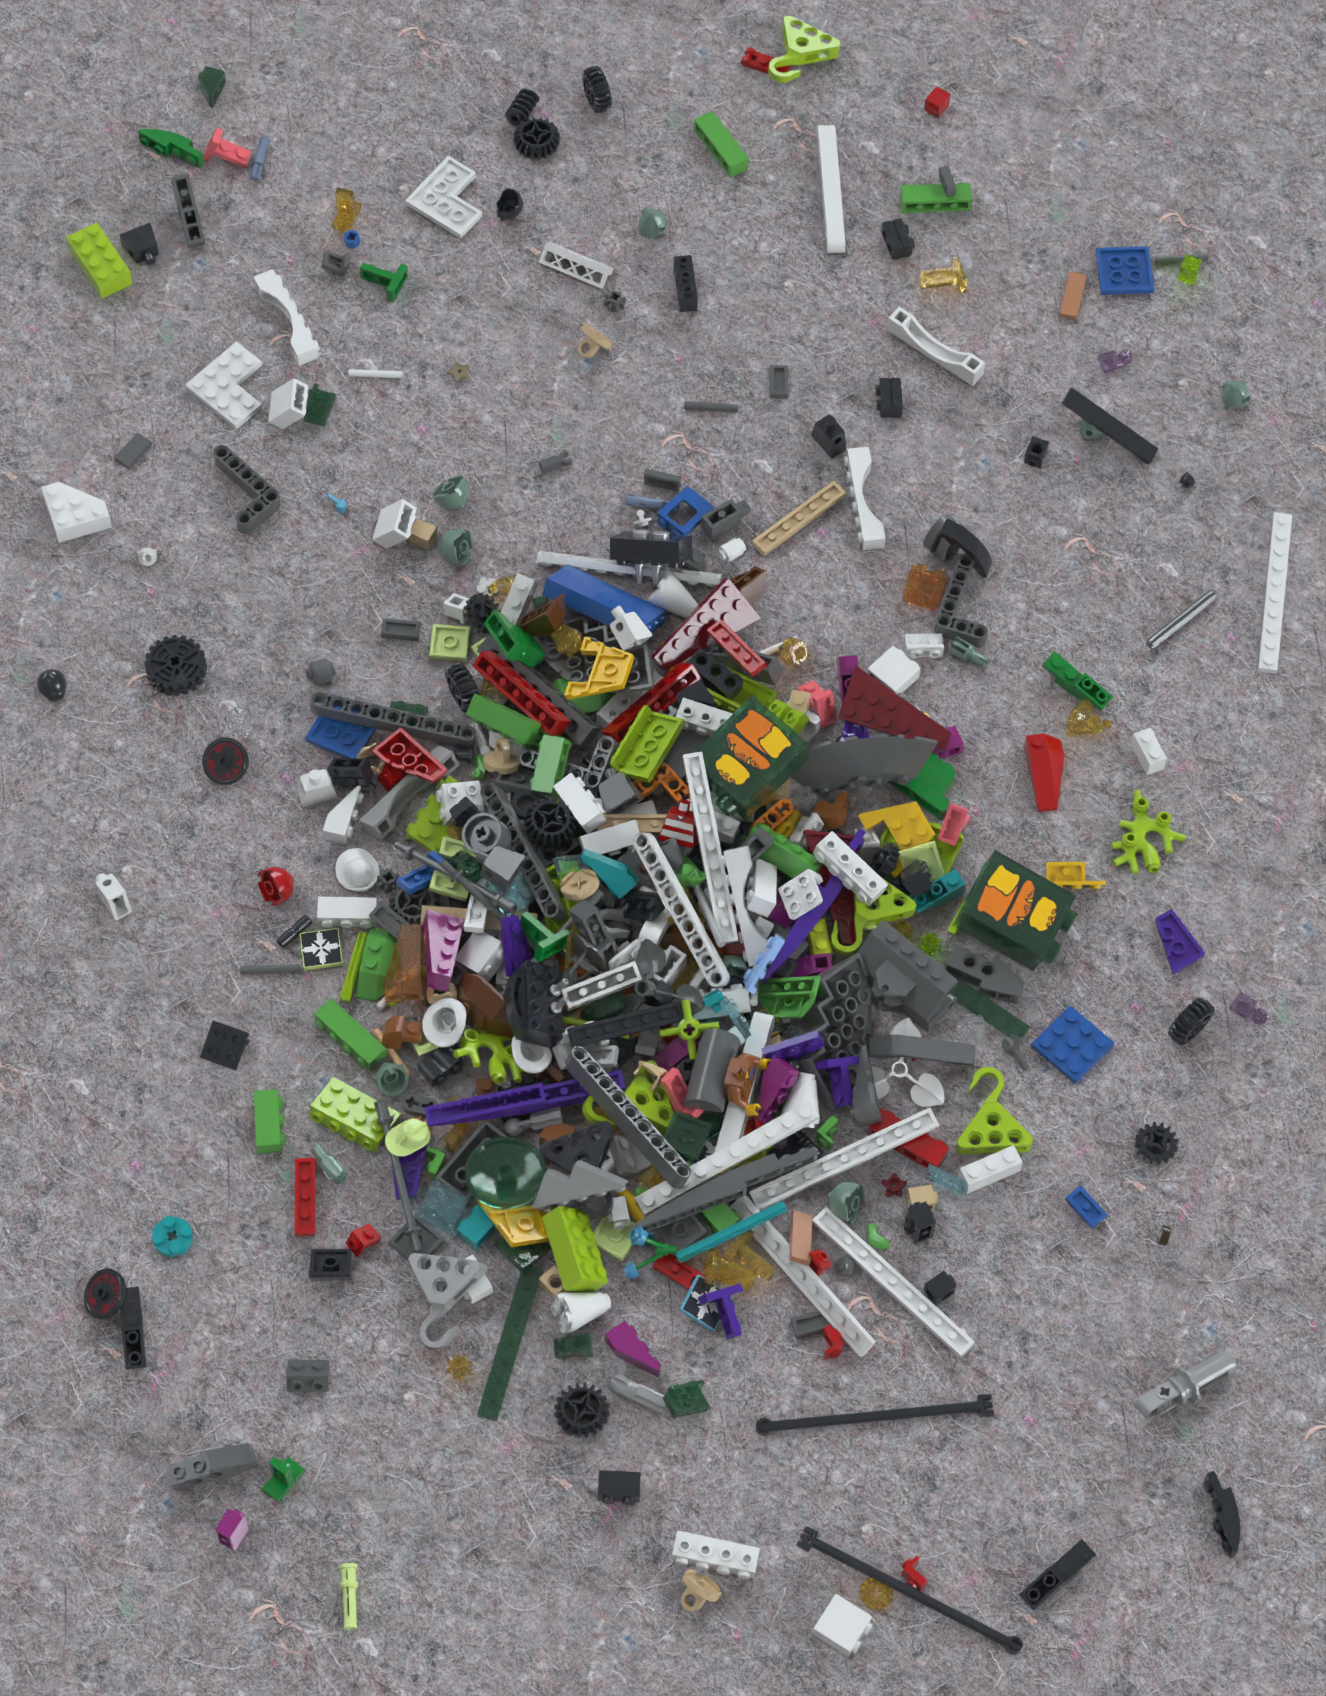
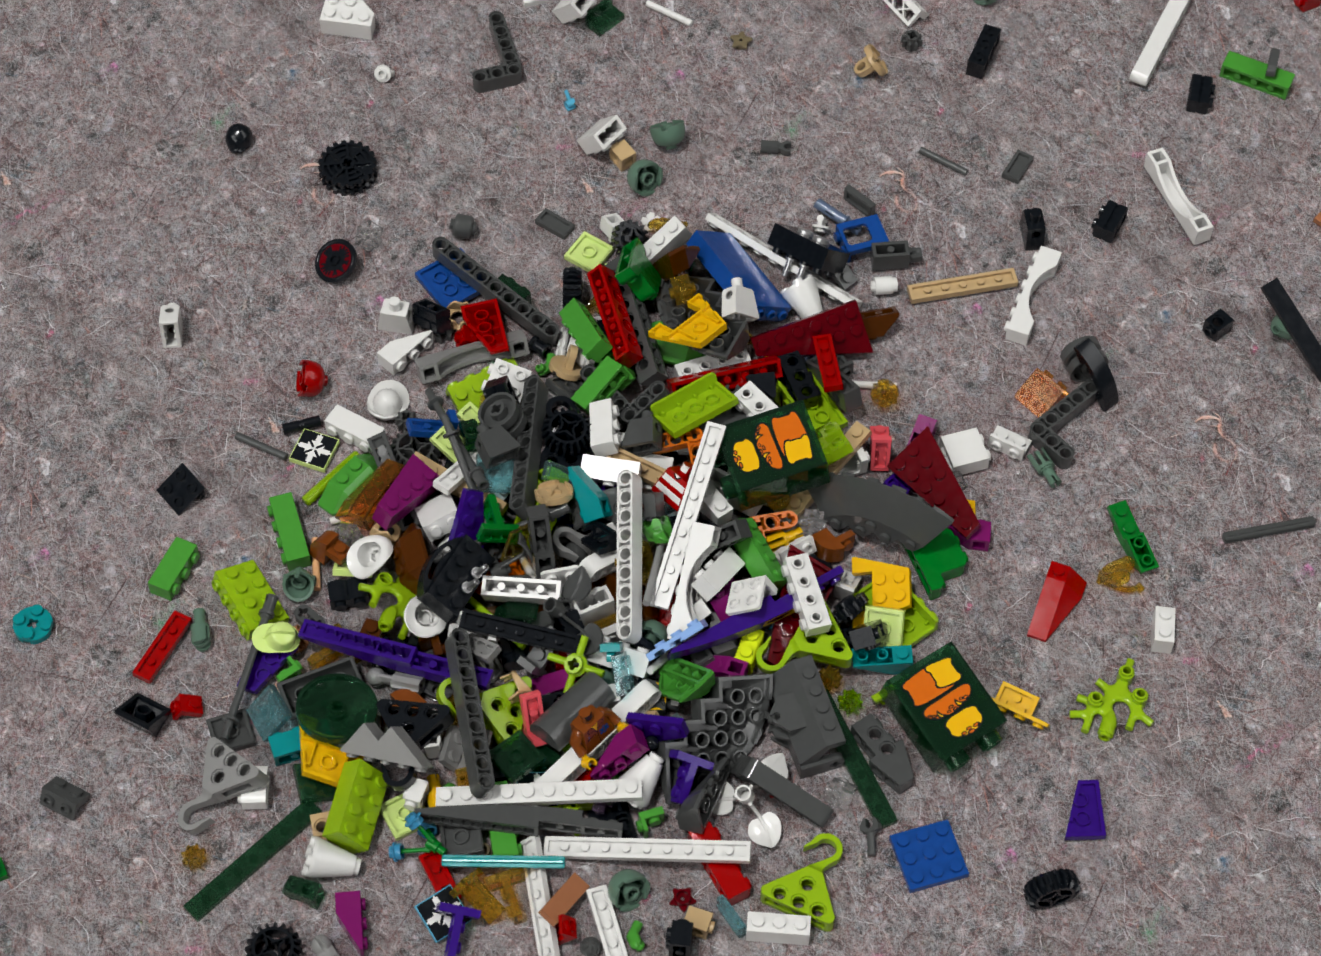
camera: 30 degrees right, 5 degrees down
(945, 276) = (1230, 143): clear yellow bracket -> none
(953, 824) = (933, 603): coral bracket -> none
(1244, 1005) = (1115, 902): clear purple plate -> none

